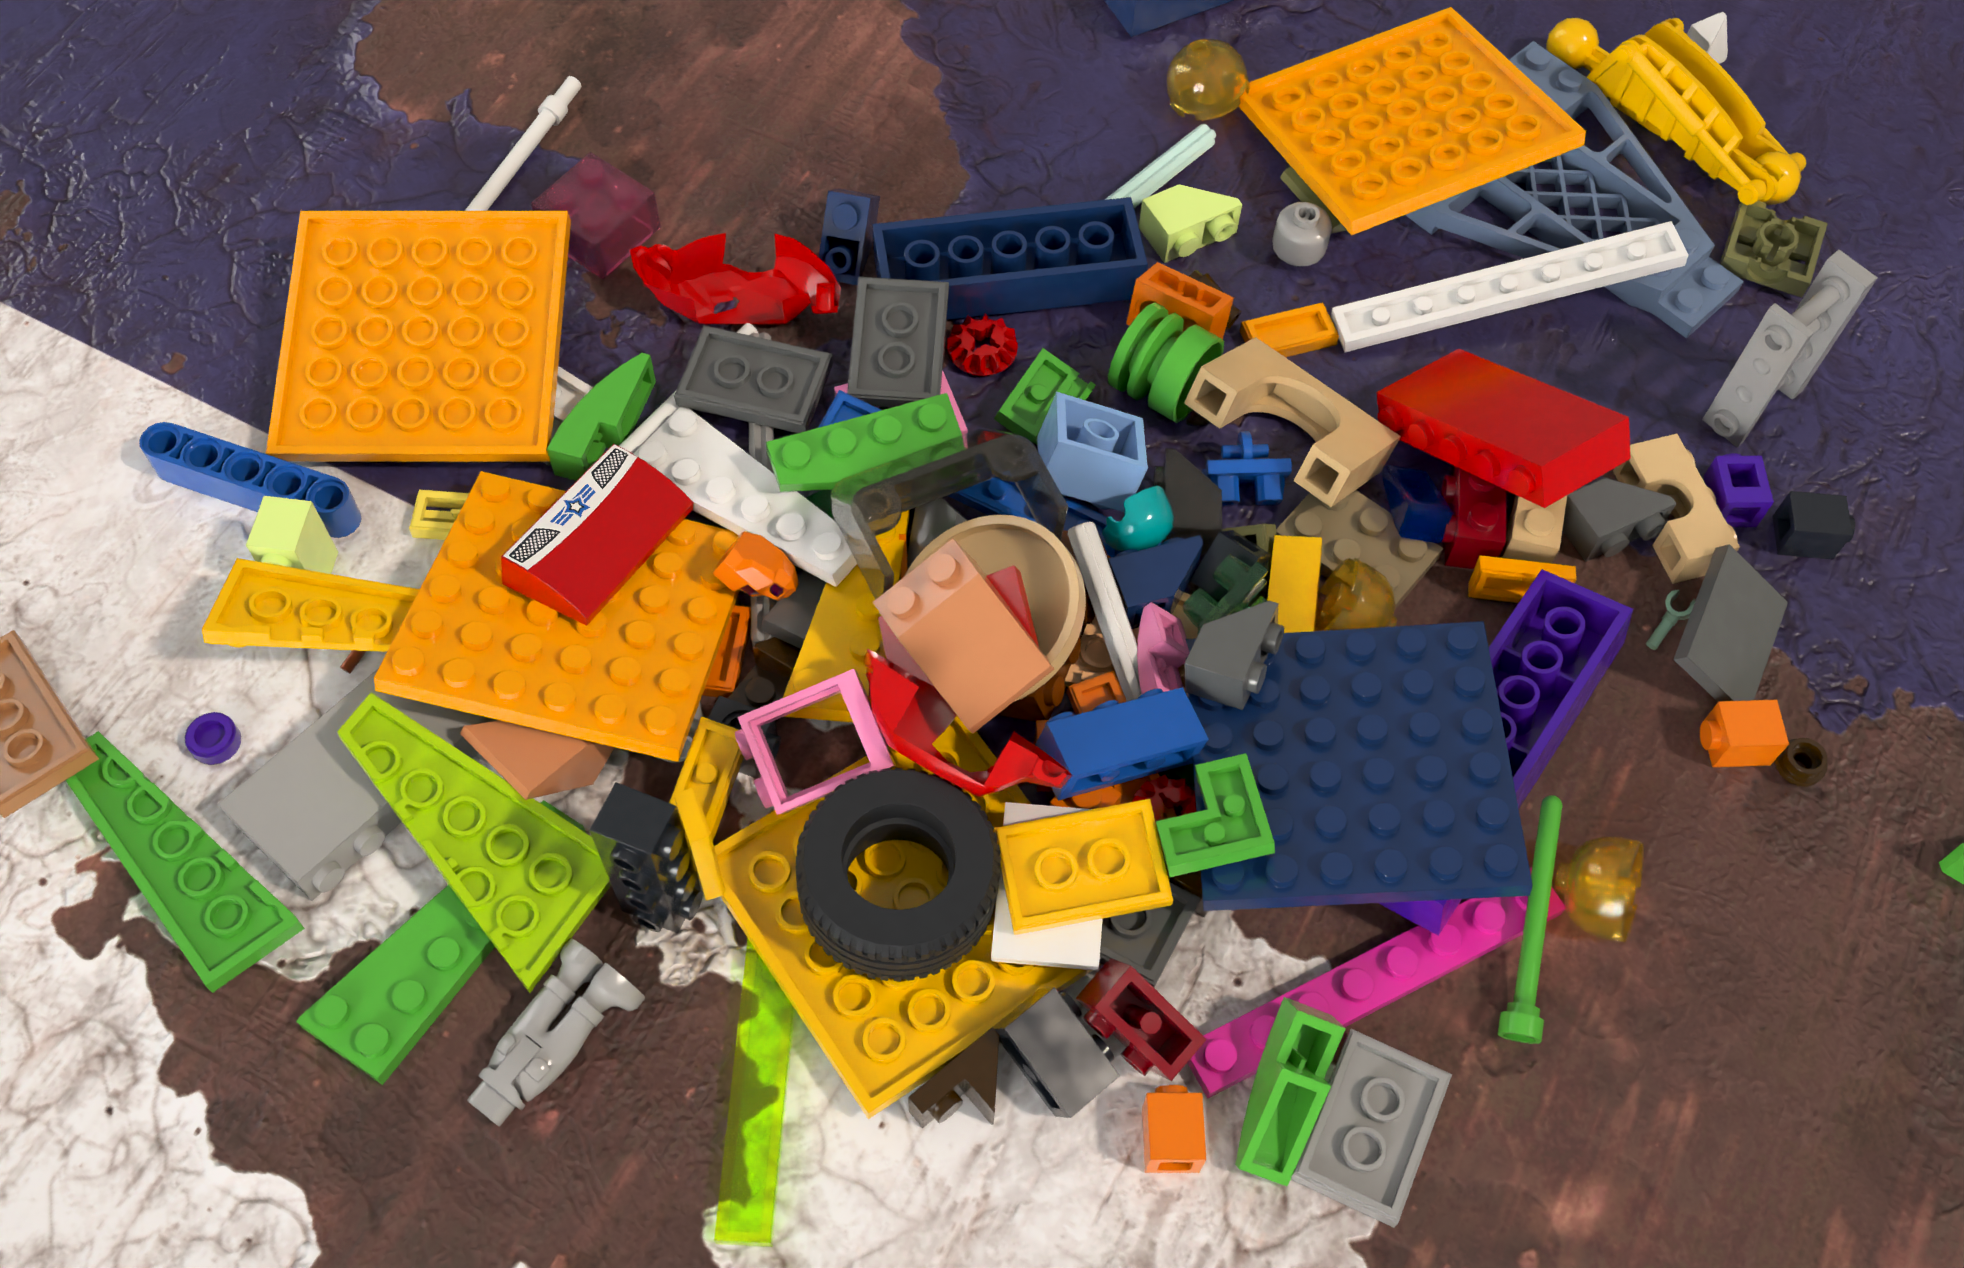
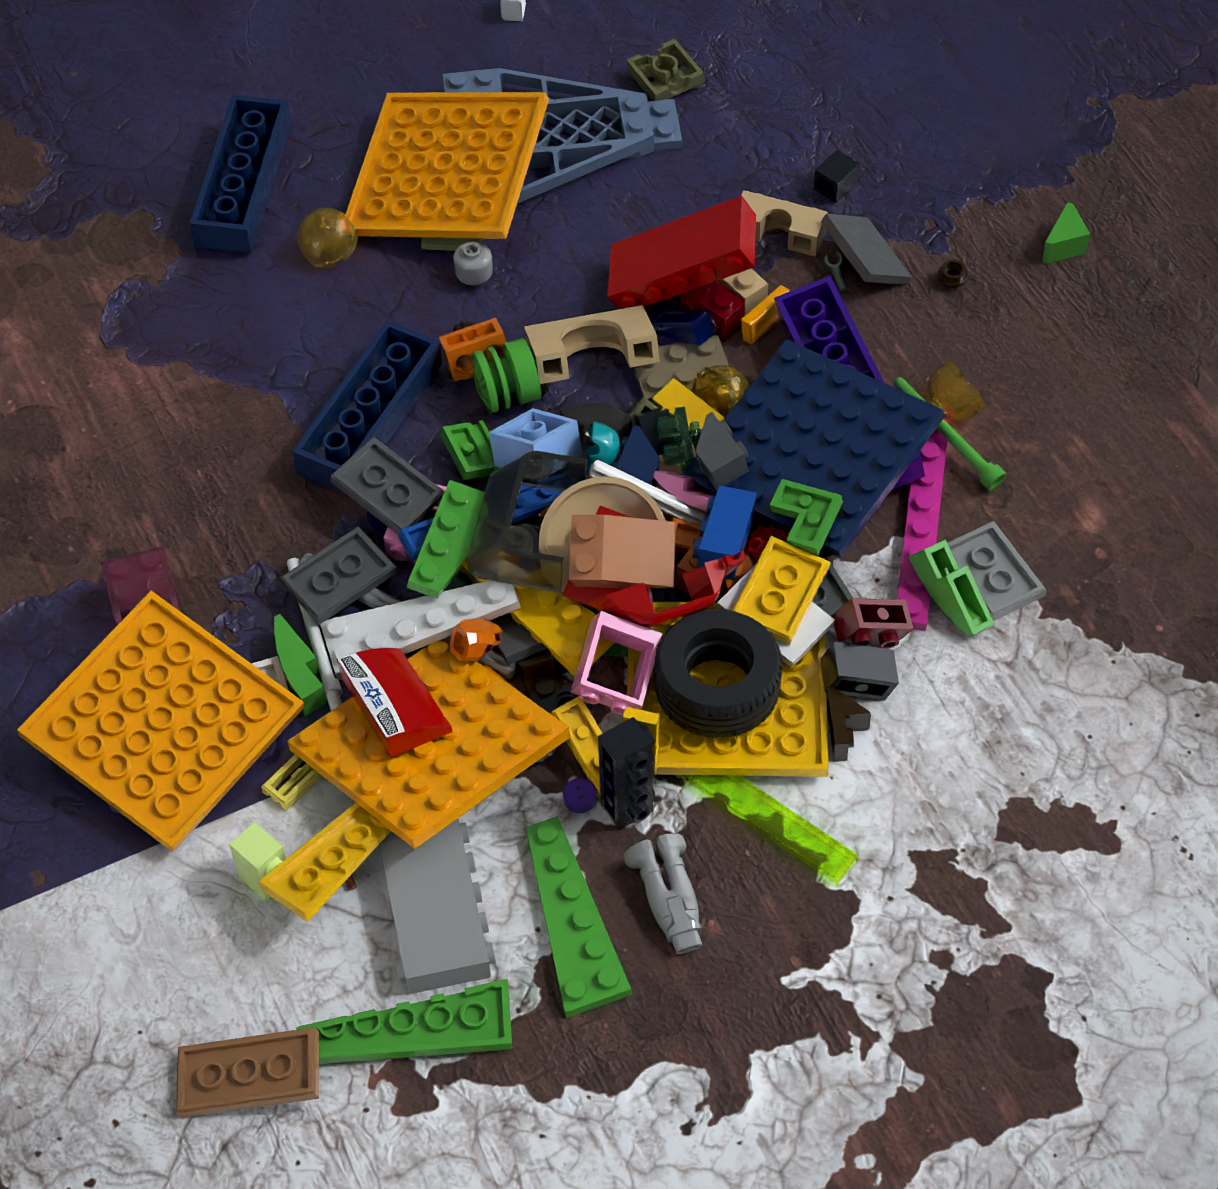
camera: 50 degrees left, 5 degrees down
(212, 738) = (343, 976): dark purple tile -> none
(245, 475) = (169, 882): blue beam -> none
(505, 857) = (551, 852): lime wing -> none
(536, 759) = (503, 807): nougat slope -> none
(550, 113) = (29, 575): white bar -> none
(697, 280) = (283, 533): red animal -> none
(848, 233) = (273, 473): dark blue slope -> none
(986, 359) = (419, 453): red gear -> none
(1167, 165) = (363, 301): light aqua axle -> none
(1173, 1130) = (934, 649): orange brick -> none
(1187, 219) = (413, 305): yellowish green slope -> none
(1266, 474) = (610, 380): blue hips -> none
(1293, 330) = (525, 311): light orange tile -> none
(1509, 286) = (592, 198): white plate -> none
(1612, 514) = (767, 245): dark grey slope -> none
(1687, 98) = (543, 38): yellow piece -> none
(1740, 488) = (792, 187): dark purple brick -> none
(1744, 733) = (921, 284): orange brick -> none
(1789, 347) = (746, 109): light grey fence -> none

